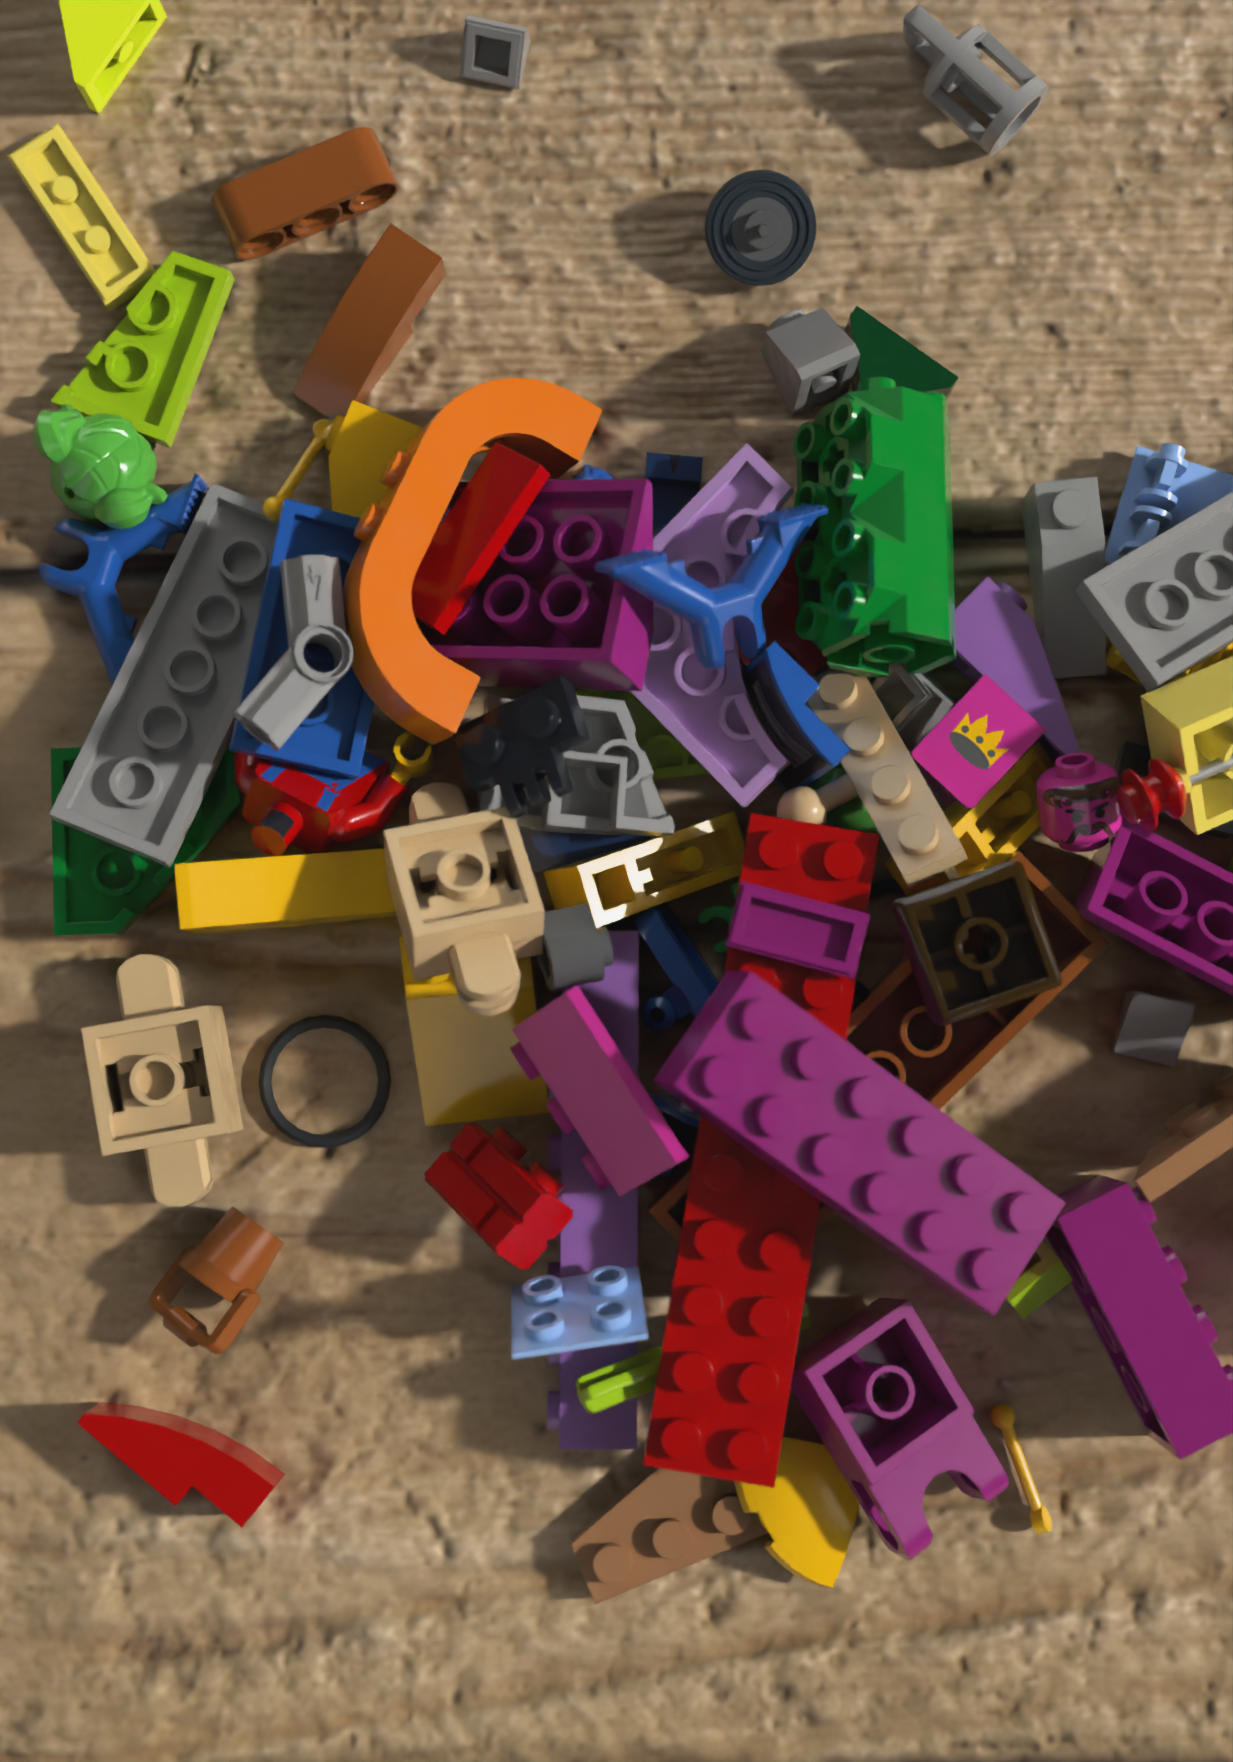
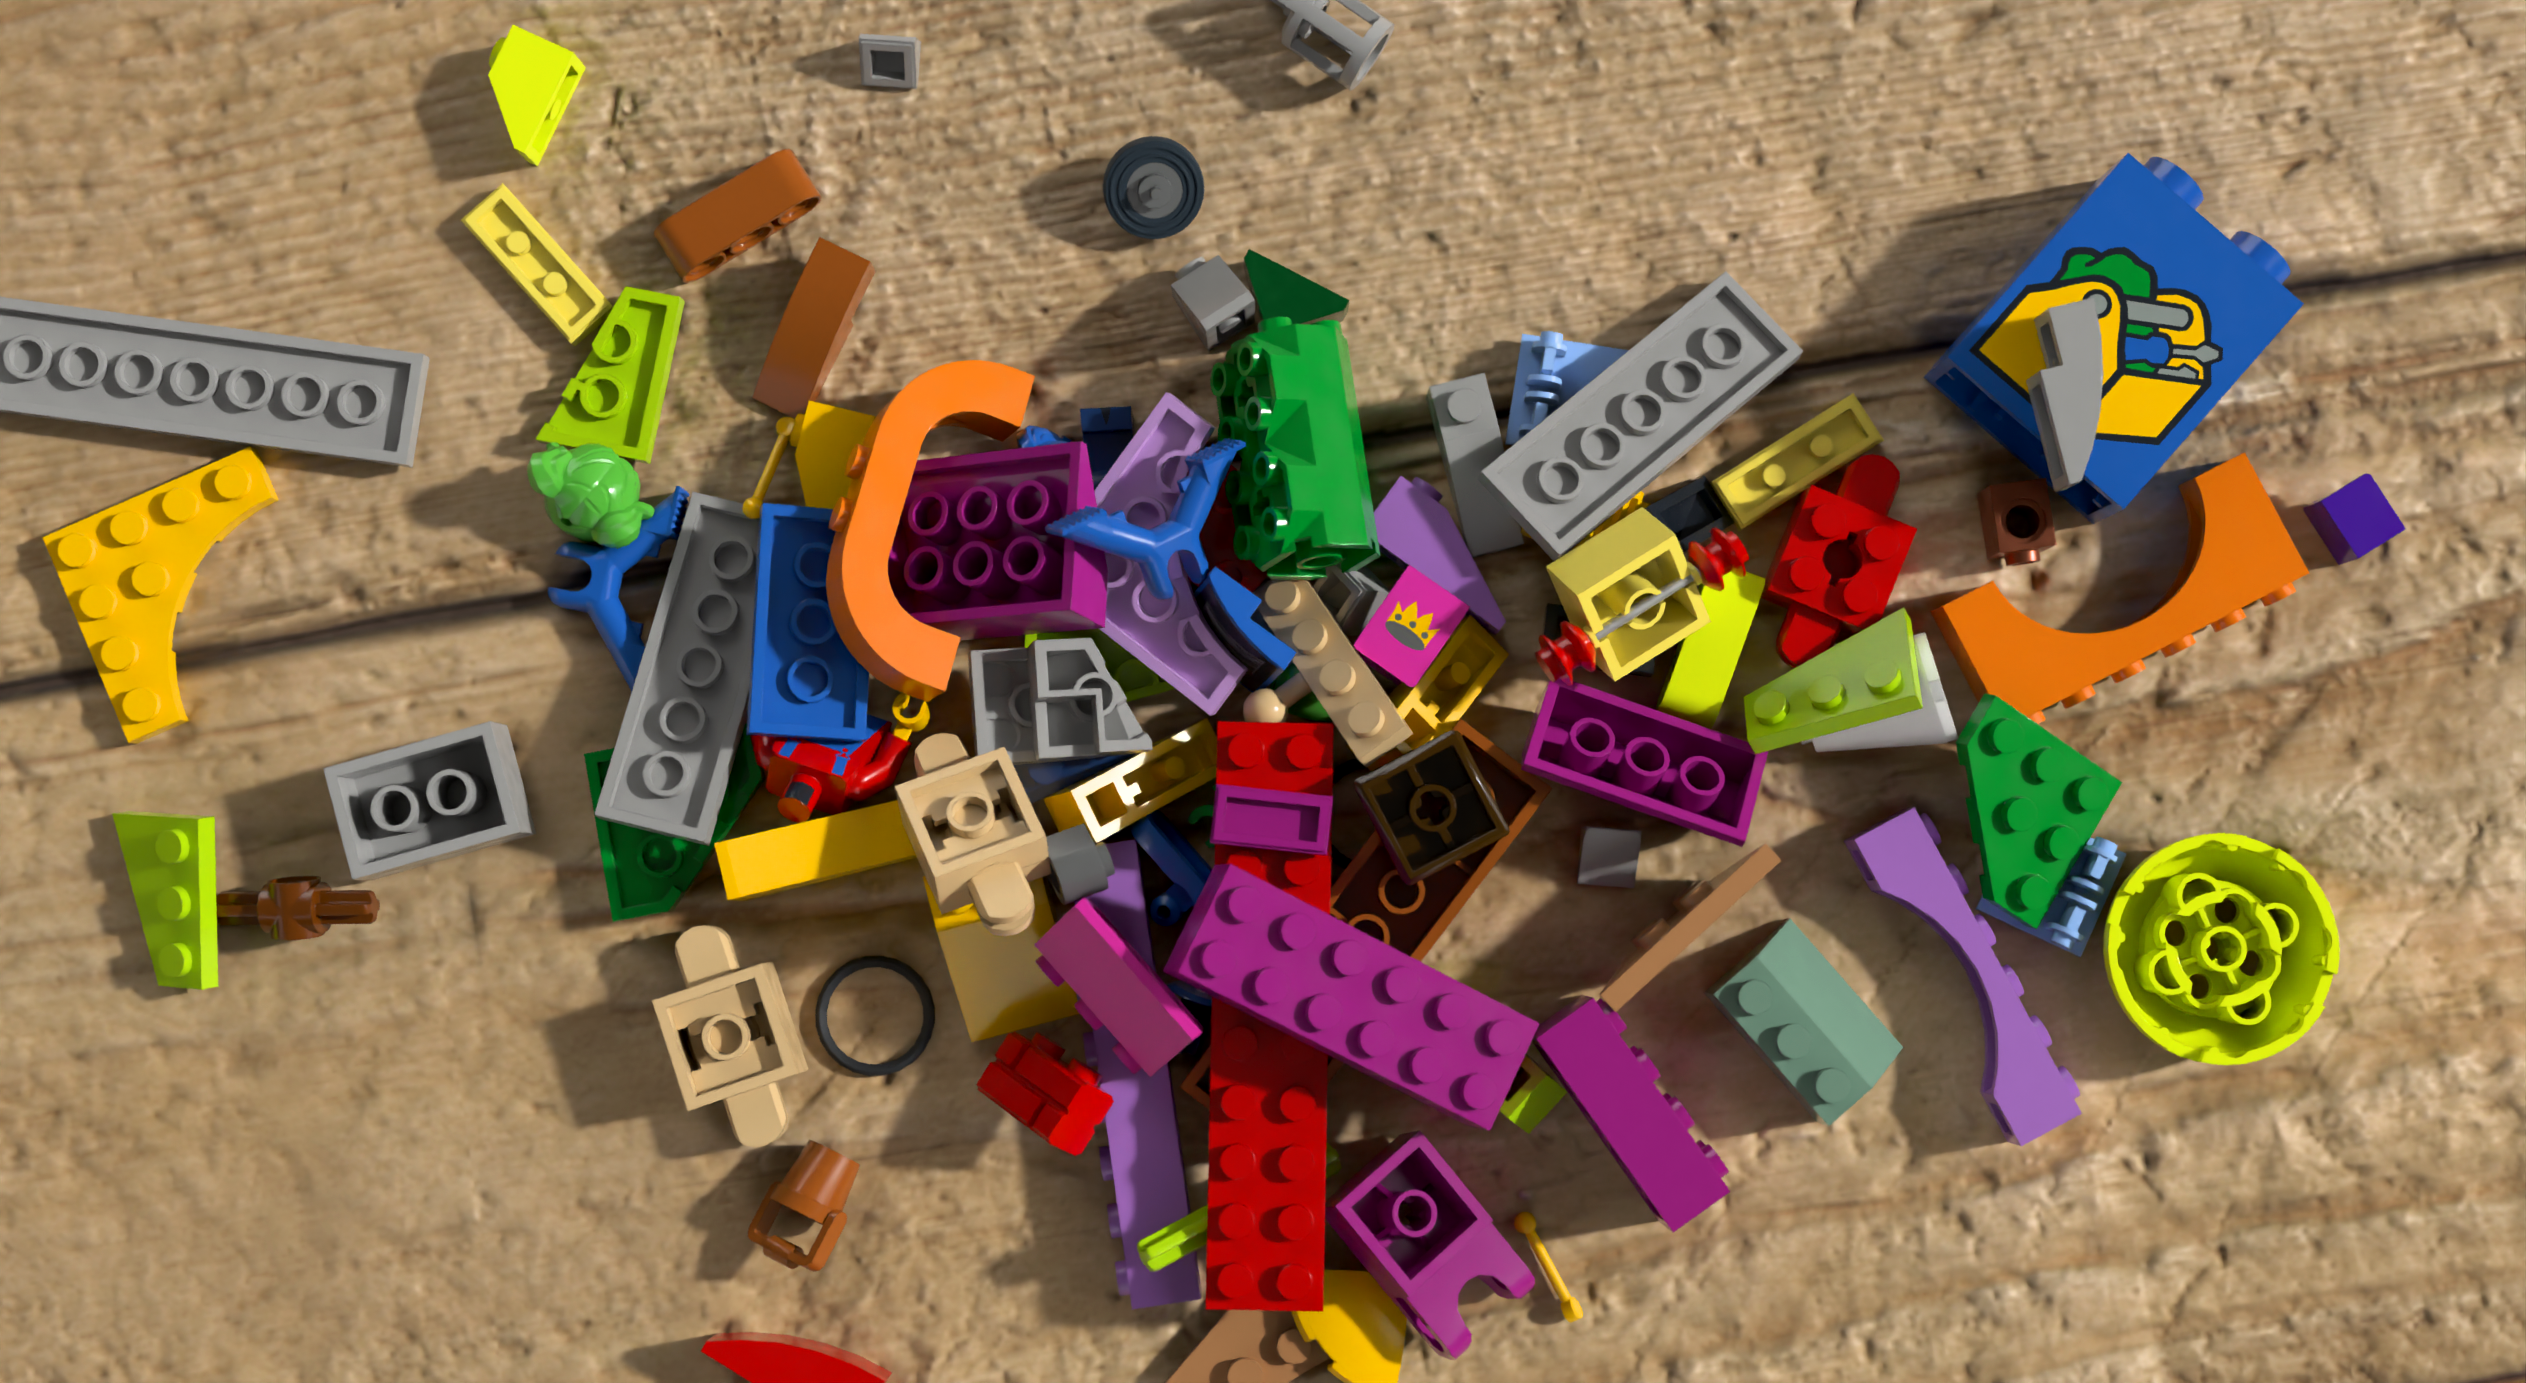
camera: 10 degrees left, 0 degrees up
(312, 617) = (794, 673): light grey piece -> none
(474, 534) = (936, 509): red tile -> none
(524, 745) = (1007, 691): black hinge -> none
(577, 1311) = (1128, 1182): light blue hinge -> none
(1079, 802) = (1508, 667): dark pink head -> none

